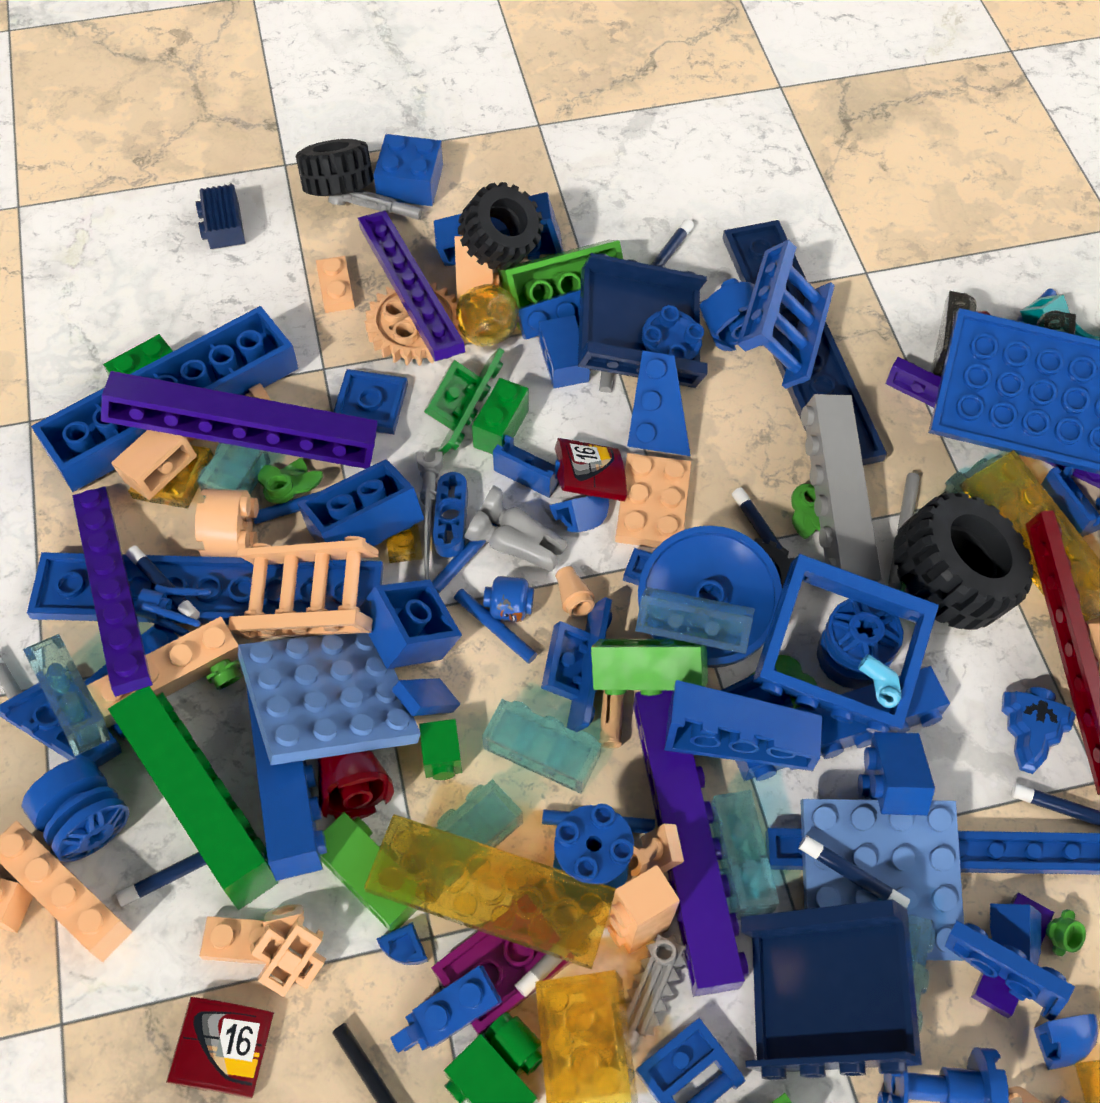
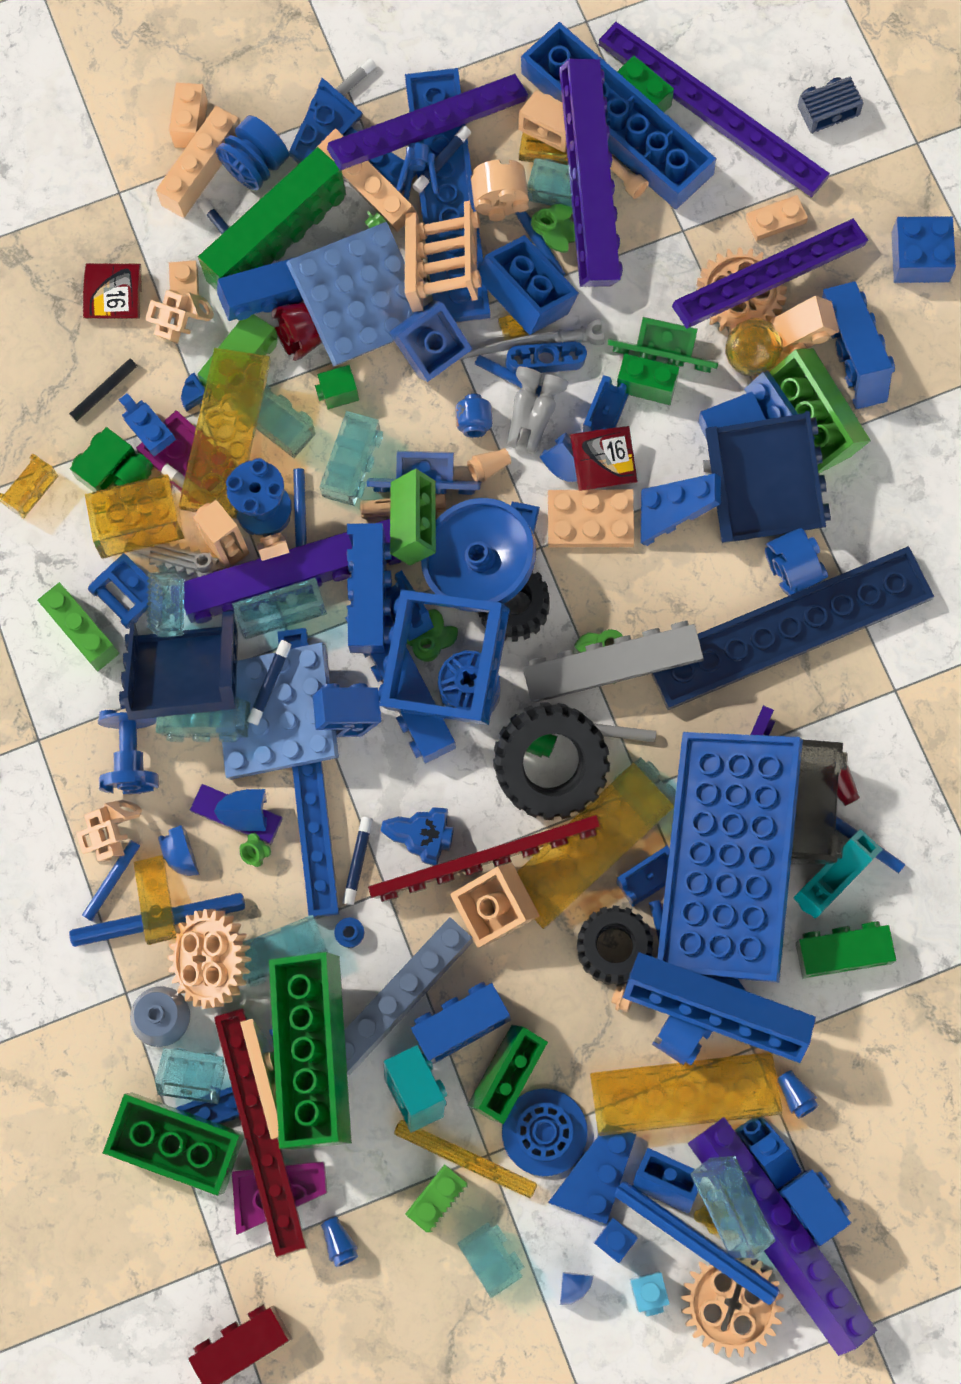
camera: 90 degrees right, 15 degrees up
(67, 694) = (339, 111): clear light blue brick -> none
(191, 312) = (719, 112): none -> dark purple plate
(334, 167) = (900, 181): black tyre -> none
(372, 397) = (652, 274): blue tile -> none
(376, 202) = (880, 223): light grey piece -> none
(425, 696) = (373, 366): blue tile -> none
(495, 626) = (449, 413): blue bar -> none
(514, 211) = (801, 323): black tyre -> none
(672, 333) = (757, 507): blue dish -> none
(674, 242) = (880, 501): dark blue bar -> none
(695, 620) = (442, 537): clear light blue brick -> none
(728, 1008) = (165, 604): none -> clear light blue brick
(755, 517) = (577, 610): dark blue bar -> none
(764, 314) = (778, 572): blue fence -> none
(885, 681) = (409, 685): medium azure arm -> none
(1022, 976) = (213, 793): blue wing -> none

